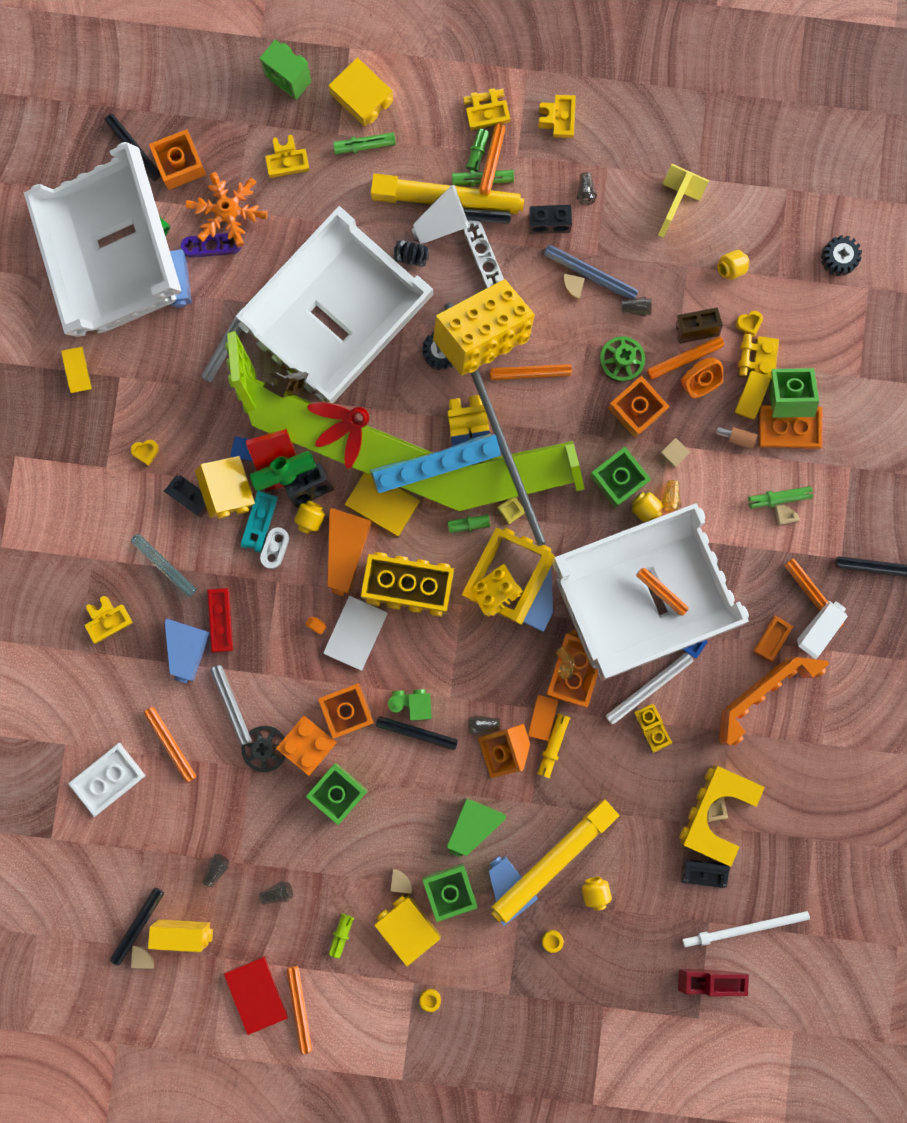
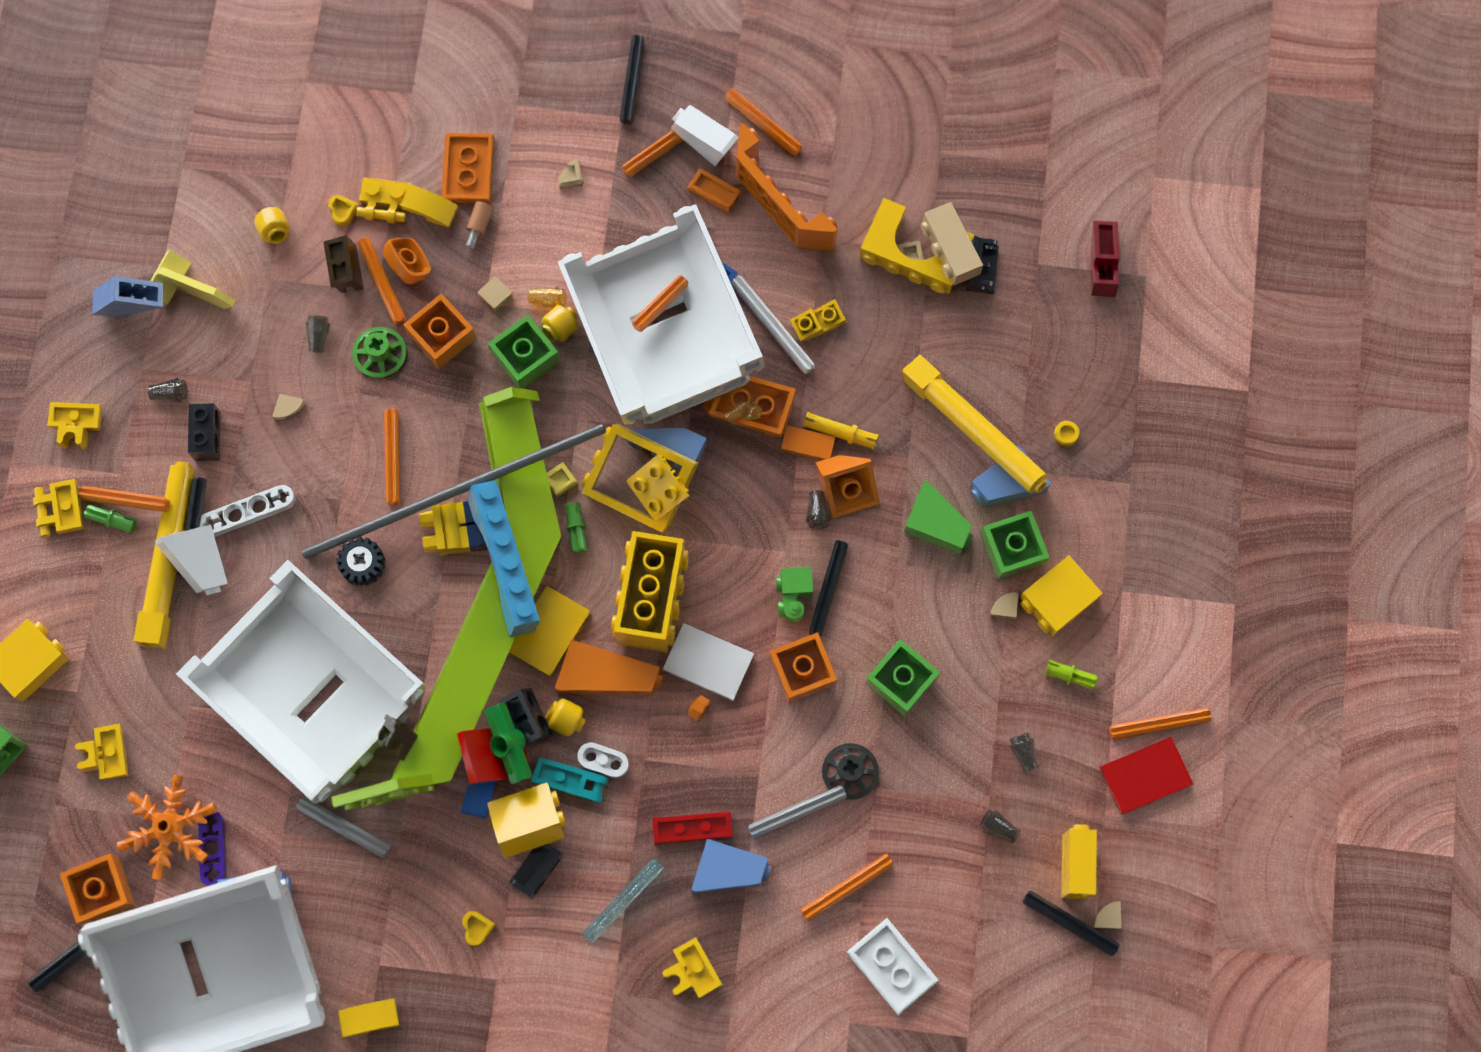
camera: 90 degrees left, 10 degrees down
(306, 745) = (846, 715): orange brick -> none
(348, 424) = (459, 671): red plant -> none
(364, 143) = (91, 656): bright green pin -> none
(411, 253) = (238, 595): black gear -> none
(430, 1000) = (1141, 571): yellow tile -> none
(457, 178) = (146, 517): bright green pin -> none
(483, 327) = (338, 502): yellow brick -> none
(590, 272) = (272, 387): sand blue axle -> none
(596, 893) = (1009, 382): yellow head -> none
(664, 149) = (126, 297): none -> medium blue slope
(705, 938) = (1055, 265): white bar -> none
(720, 846) = (951, 243): none -> tan brick
(772, 498) = (551, 188): bright green pin -> none
(793, 393) = (429, 159): bright green brick -> none
(834, 258) = (271, 116): black wheel -> none
(838, 682) = (763, 122): none -> orange axle

